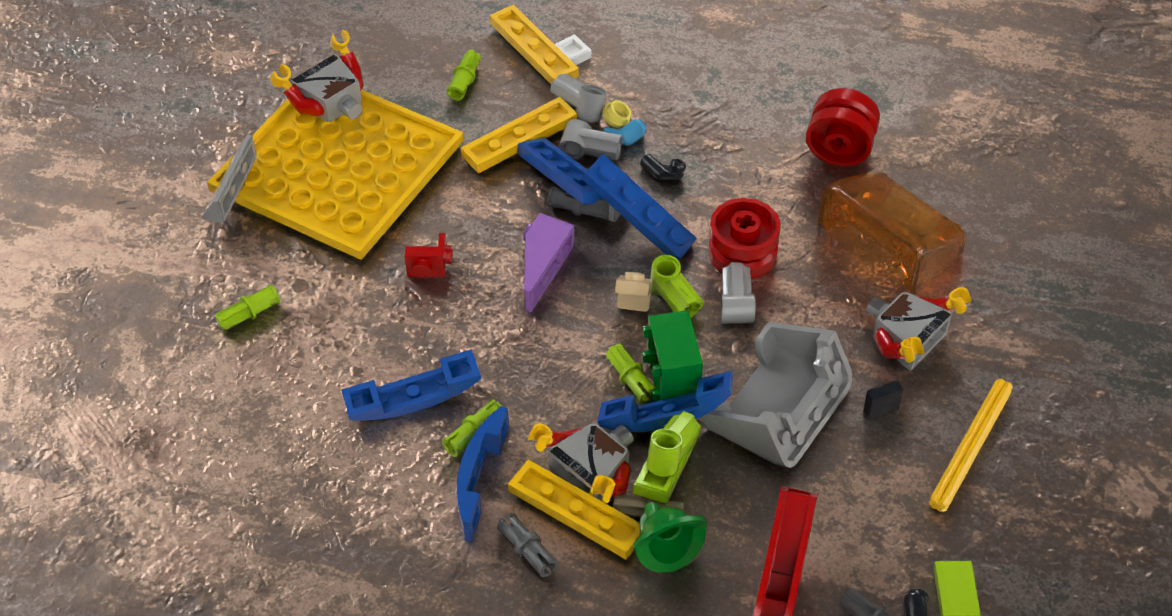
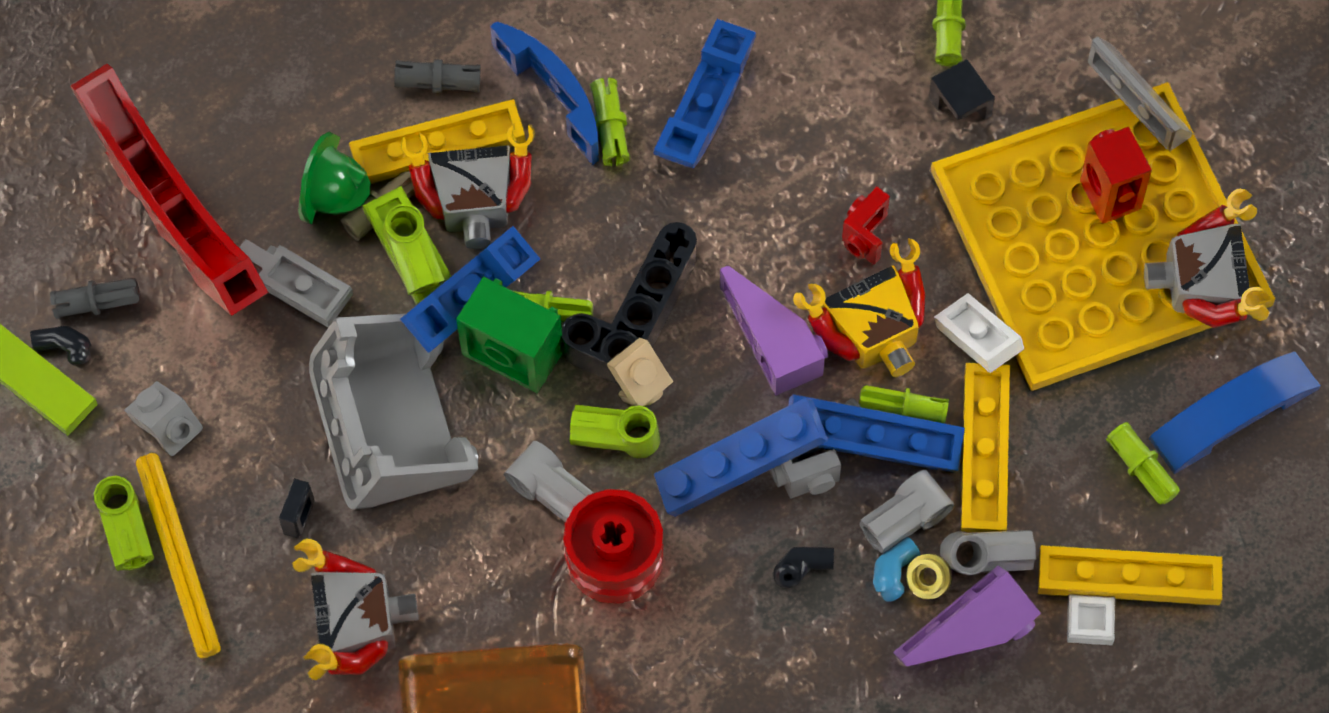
camera: 130 degrees right, 15 degrees up
(295, 266) = (961, 91): none -> black panel
(305, 143) = (1115, 174): none -> red brick
(402, 54) = (1232, 408): none -> blue slope
(453, 170) = (979, 333): none -> white plate
(484, 218) = (872, 317): none -> torso
(527, 180) = (904, 403): none -> lime axle
(585, 324) = (639, 301): none -> black beam
(631, 80) = (978, 619): none -> medium lavender slope
(747, 514) = (299, 282): none -> light grey hinge
(905, 515) = (164, 417): none -> light grey bracket
(988, 480) = (124, 525): none -> lime piece

